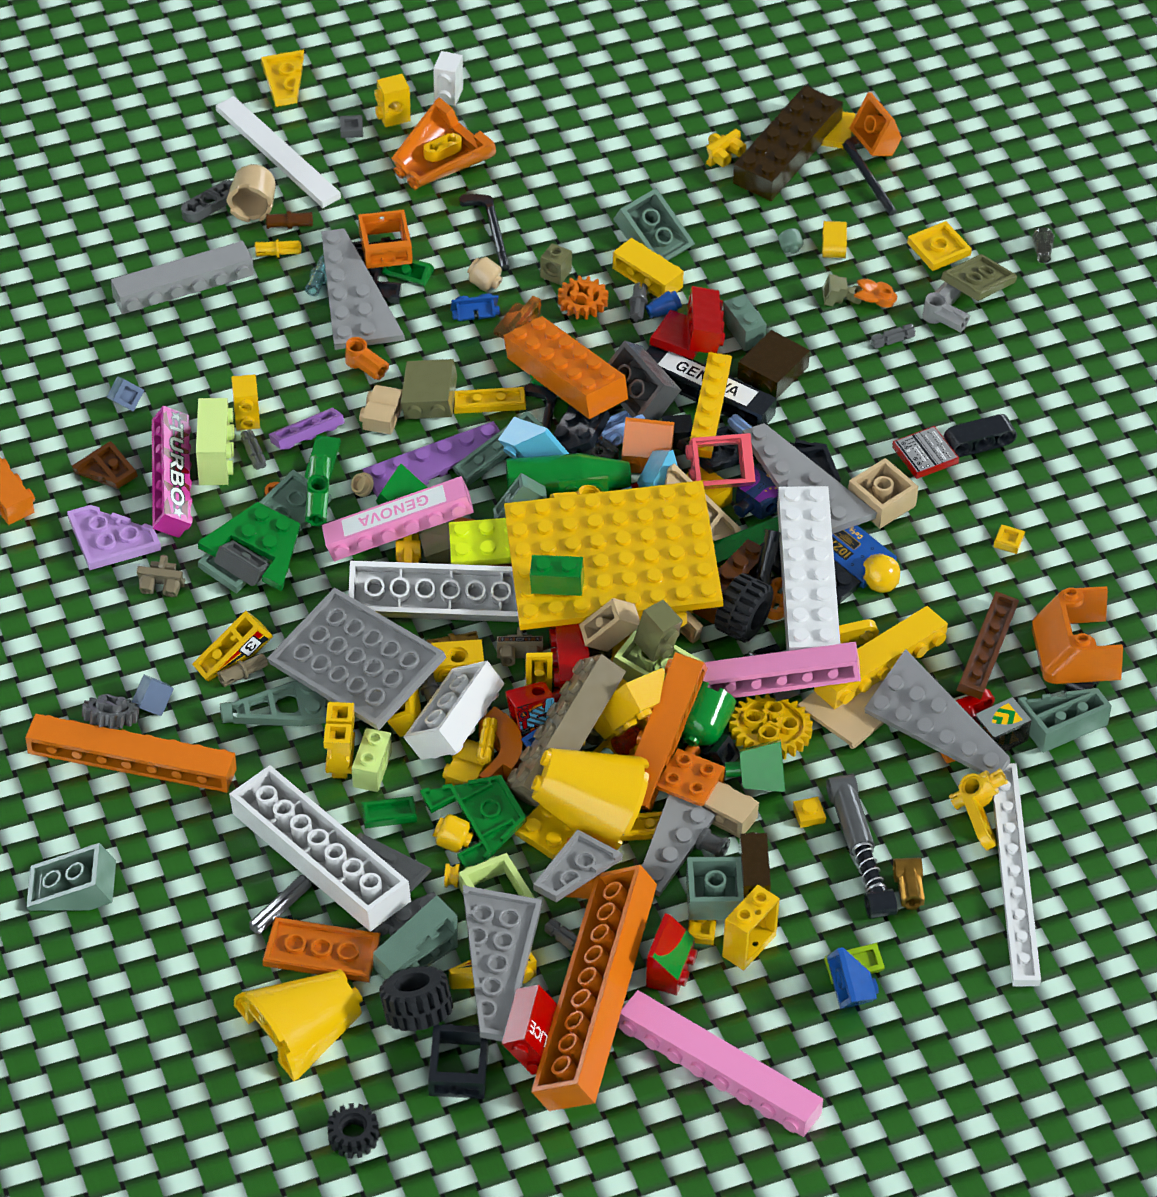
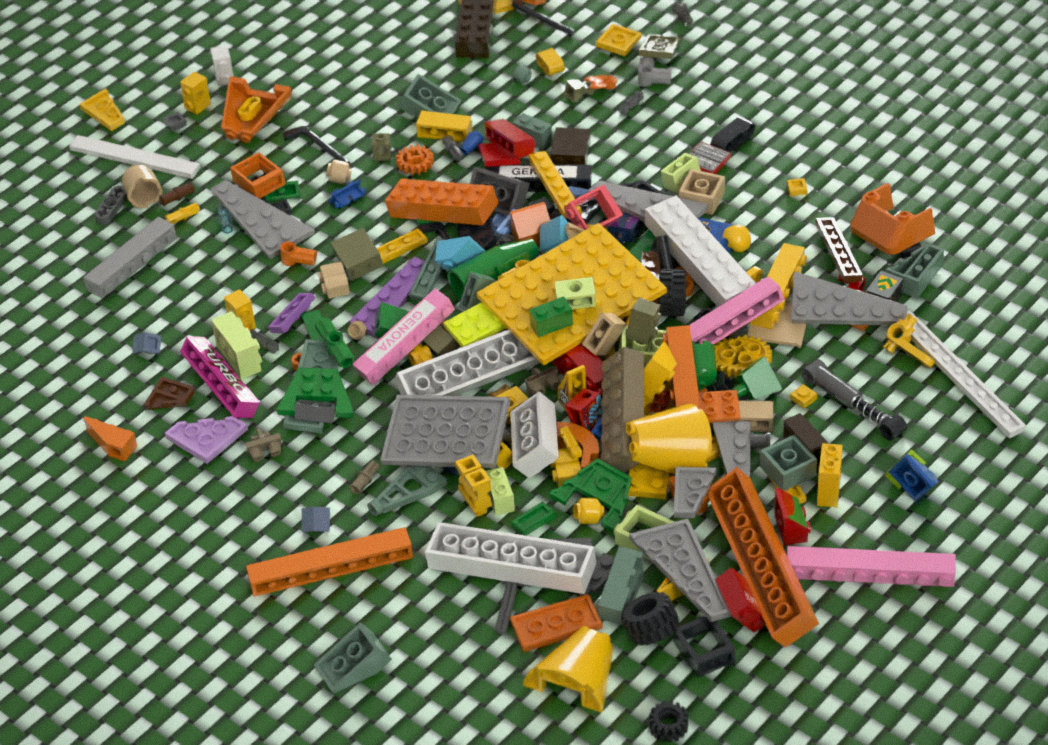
camera: 25 degrees left, 5 degrees down
(110, 711) = (296, 541): dark grey gear -> none
(236, 643) = (349, 463): yellow slope -> none
(451, 875) = (608, 536): yellow bush -> none
(519, 316) = (380, 190): clear orange panel -> none
(563, 934) = (712, 539): dark grey axle -> none
(607, 559) = (577, 292): none -> yellowish green brick
(723, 146) = (437, 37): yellow hips -> none
(871, 451) = (677, 171): none -> yellowish green brick
(909, 875) = (896, 402): pearl gold piece -> none

